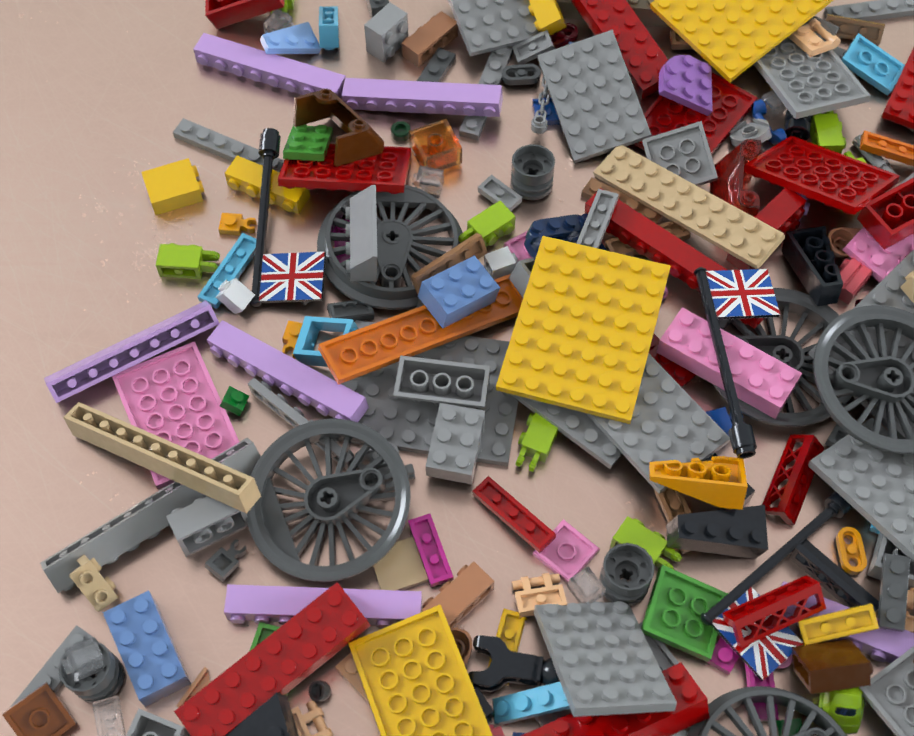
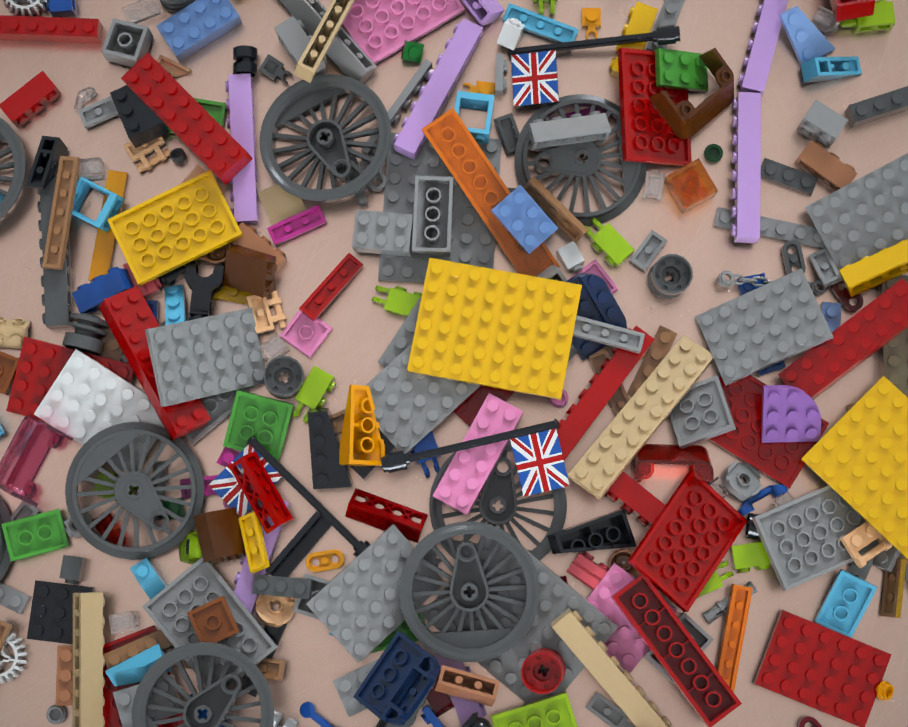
camera: 90 degrees right, 20 degrees up
(201, 591) = (245, 60): none -> black wheel
(279, 313) = (501, 83): none -> light grey plate
(488, 601) = (249, 271): none -> reddish brown brick

